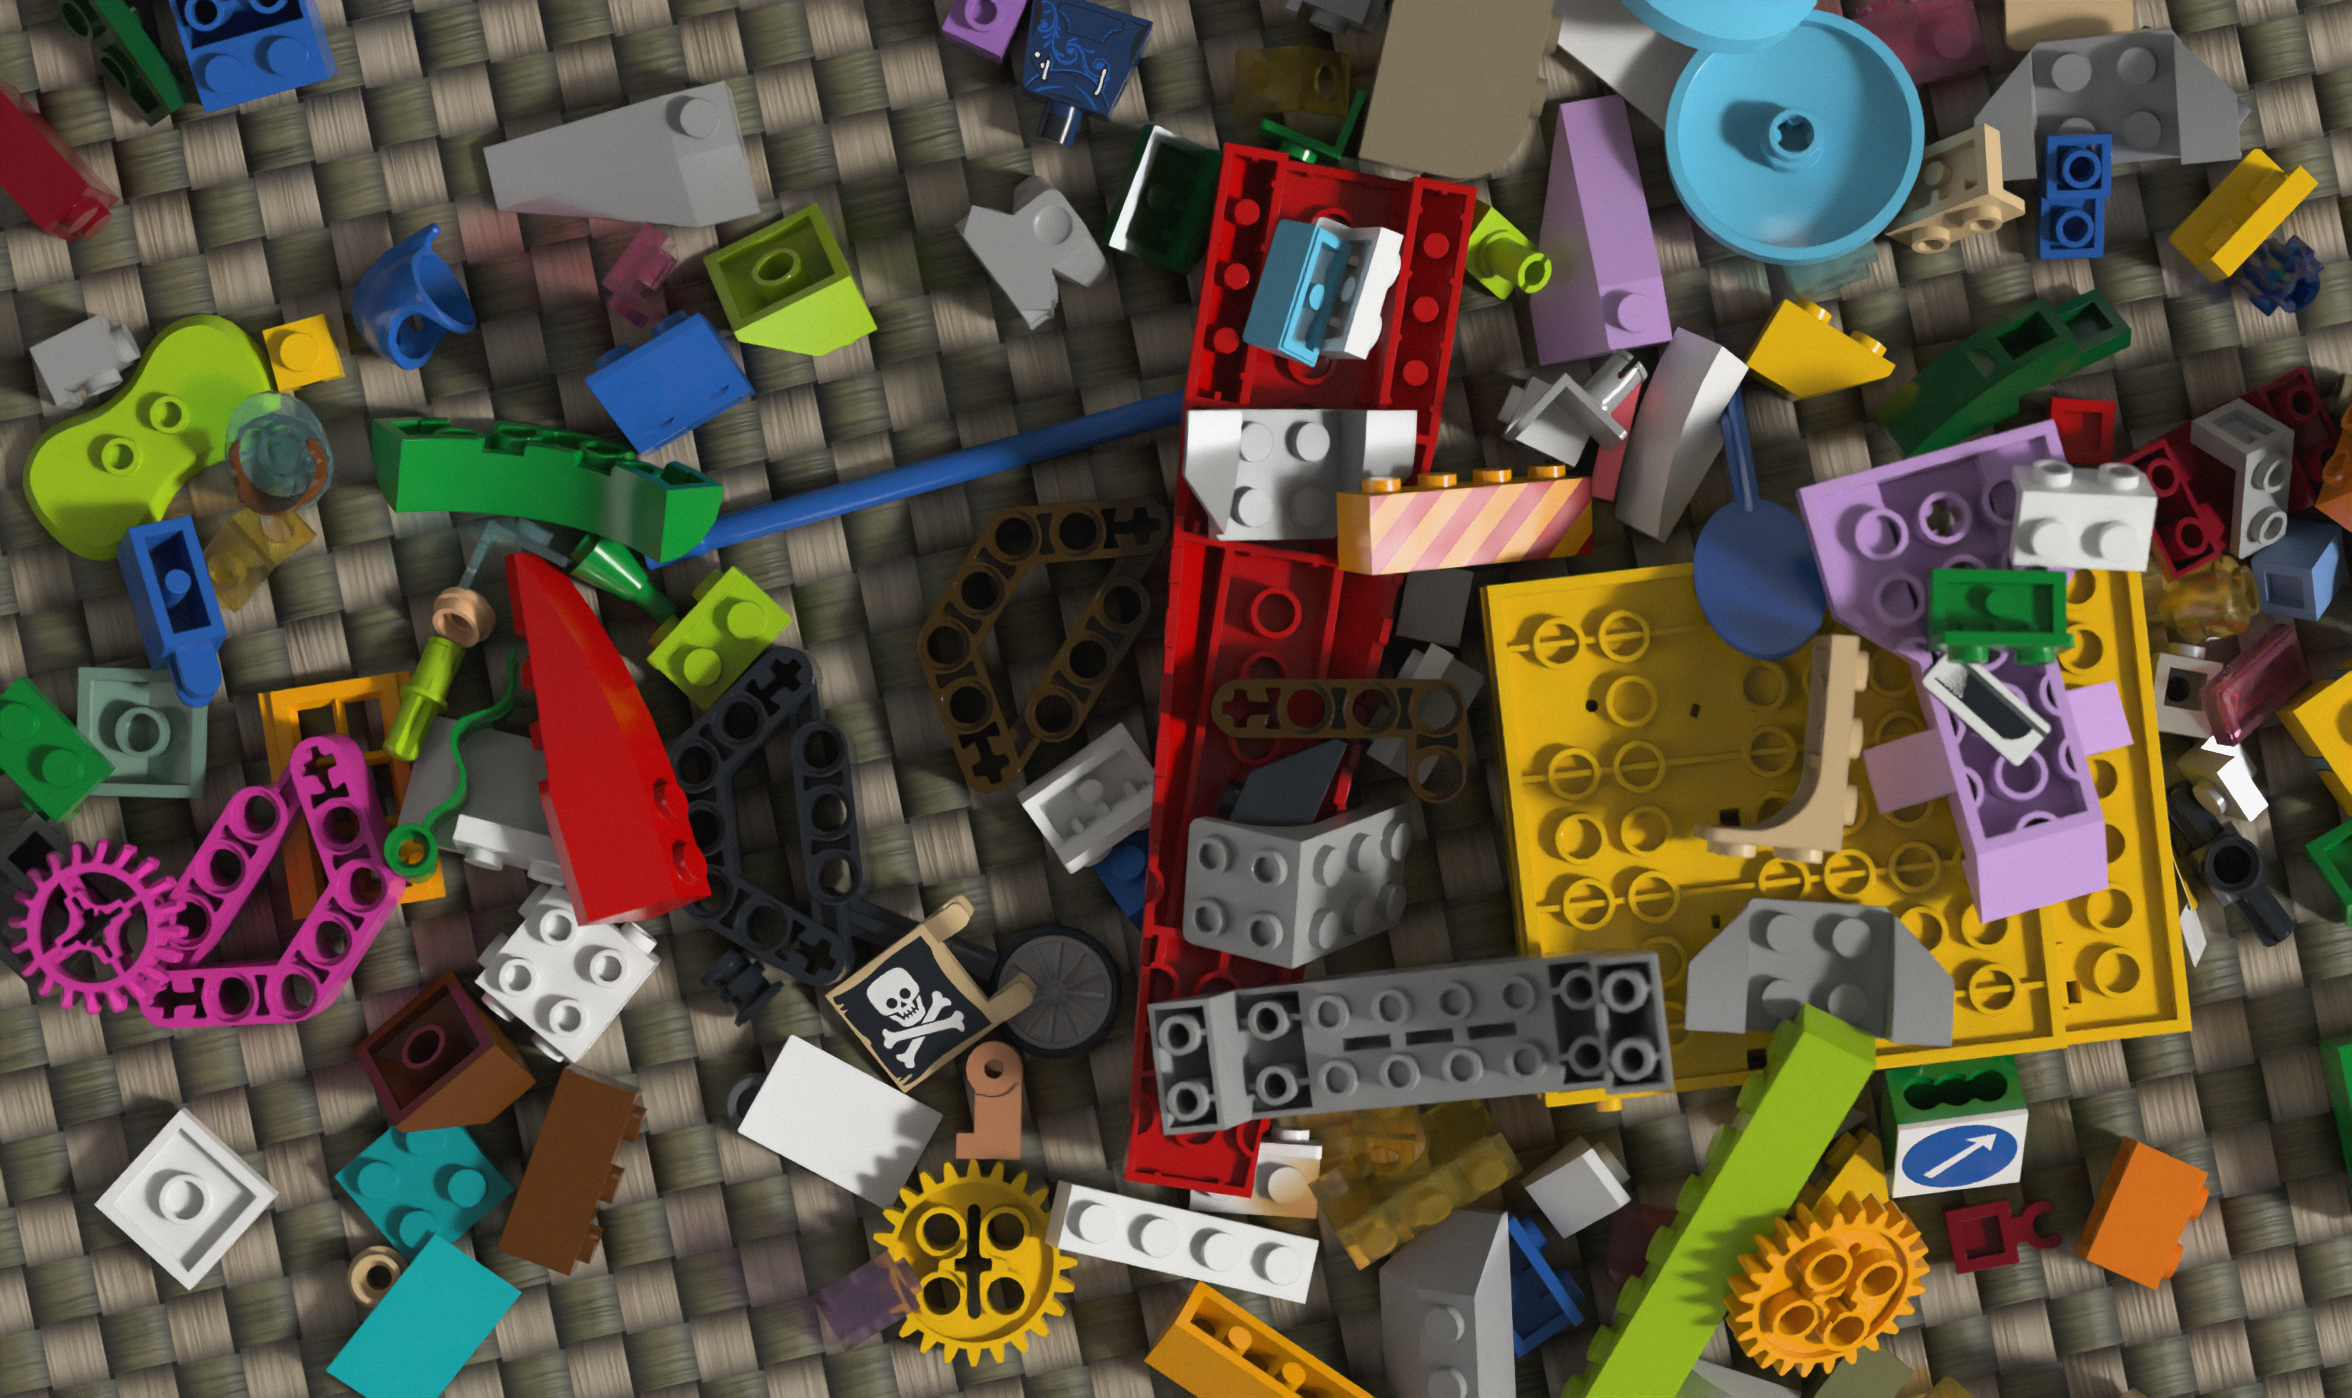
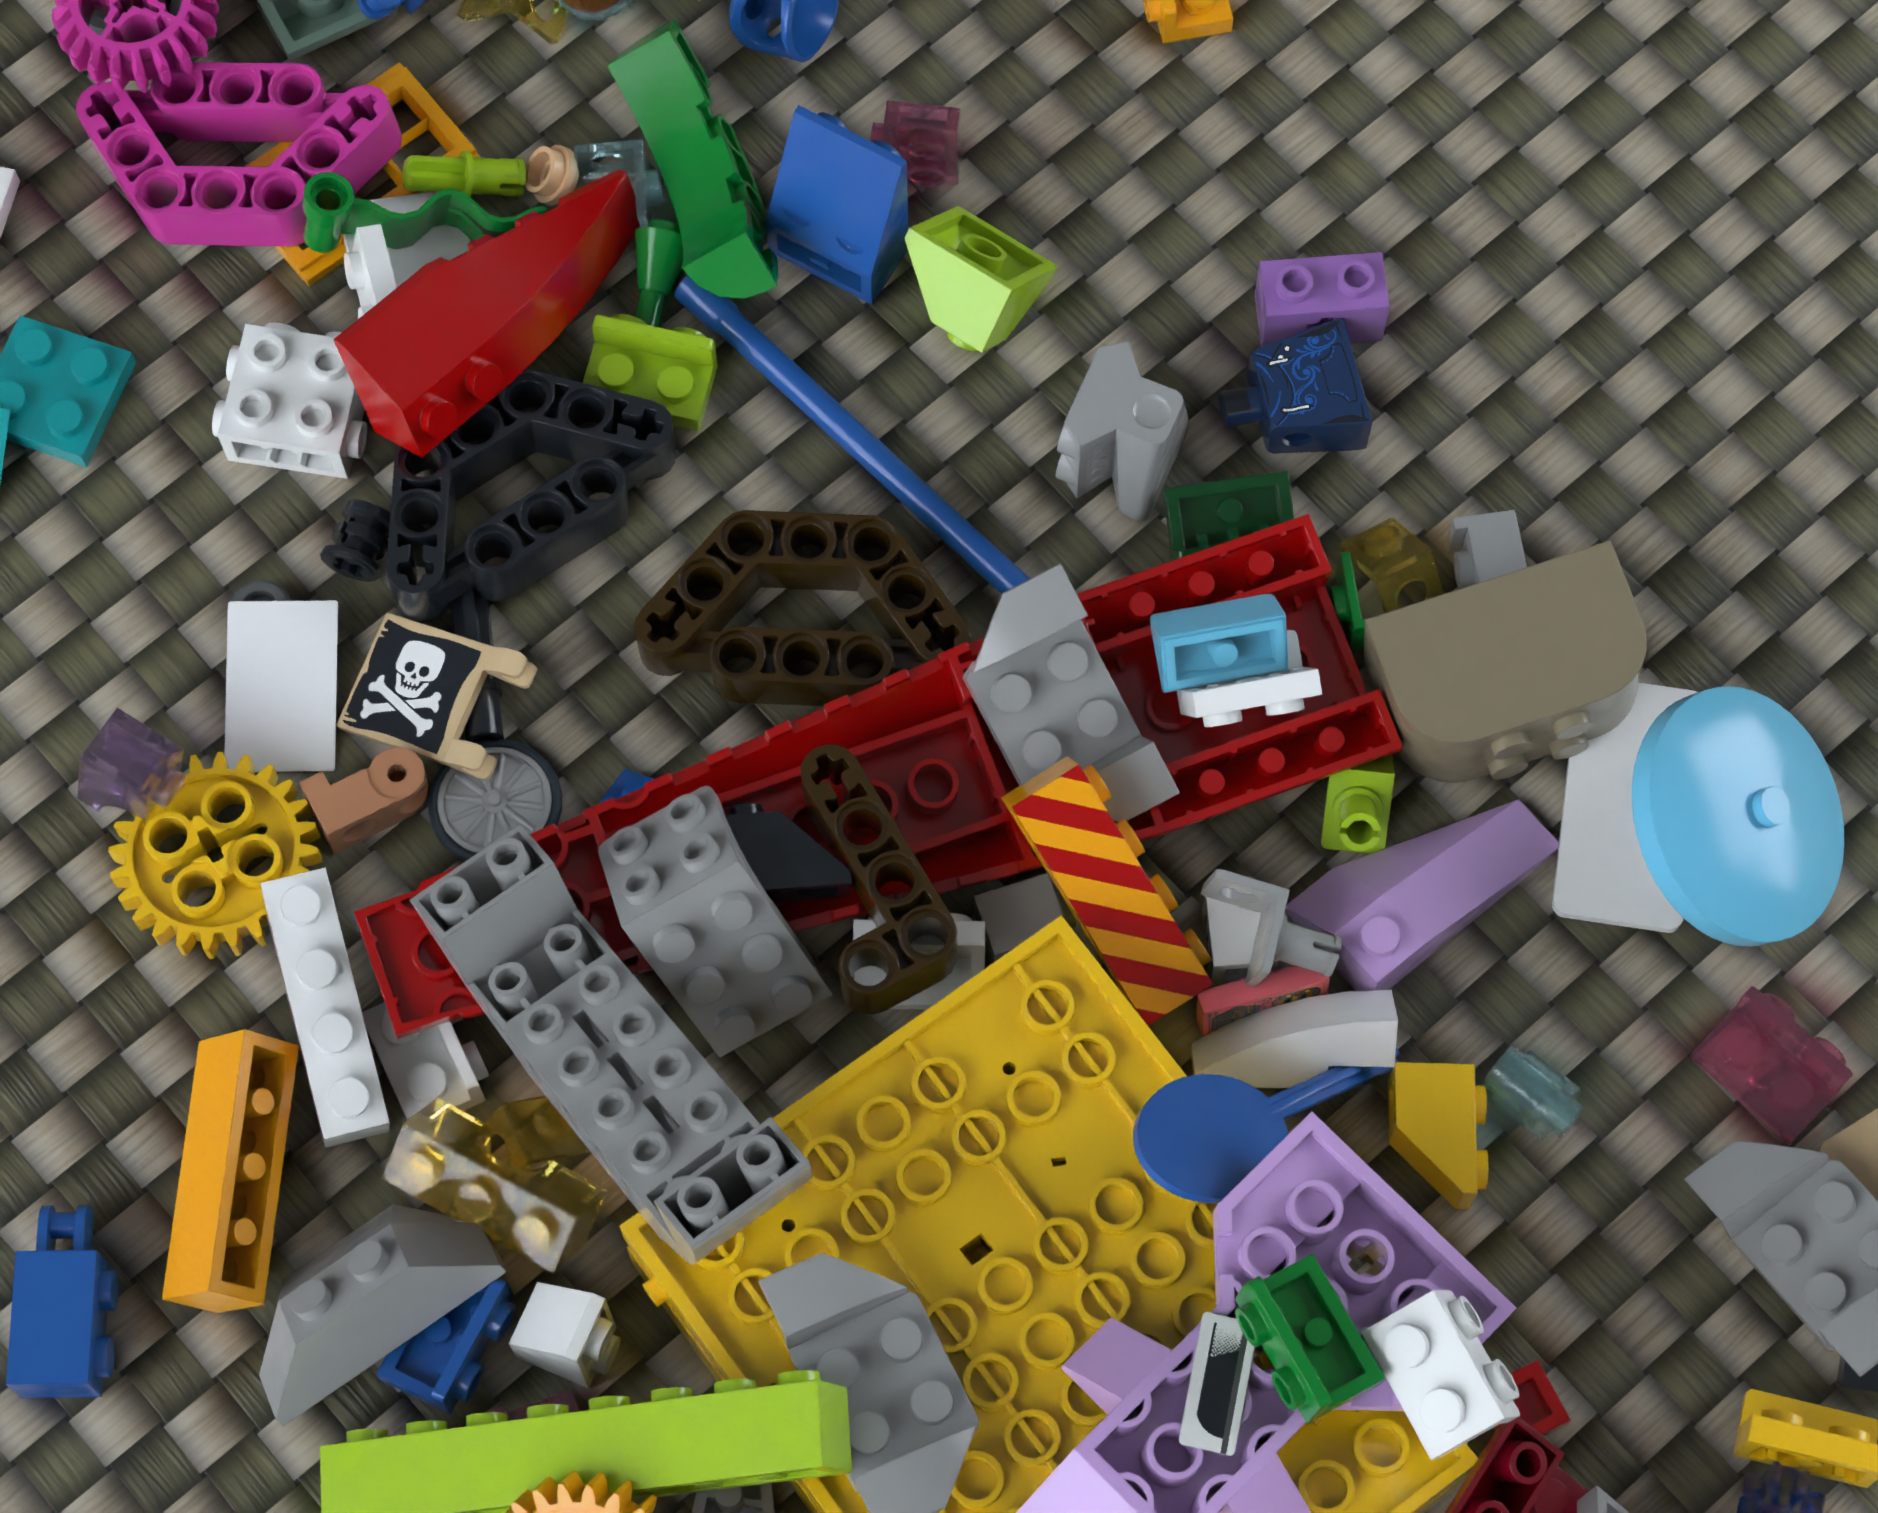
camera: 65 degrees right, 20 degrees down
(444, 1061) = (164, 348): reddish brown slope -> none
(573, 1170) = (123, 490): reddish brown brick -> none
(650, 161) = (1019, 124): light grey wedge -> none
(1093, 799) = (676, 727): white bracket -> none
(1796, 143) = (1616, 996): medium azure dish -> none
(1822, 800) = (1039, 1289): tan bracket -> none
(1956, 193) = (1656, 1155): tan bracket -> none
(1989, 371) = (1556, 1303): dark green slope -> none
(2073, 195) = (1729, 1272): blue slope -> none

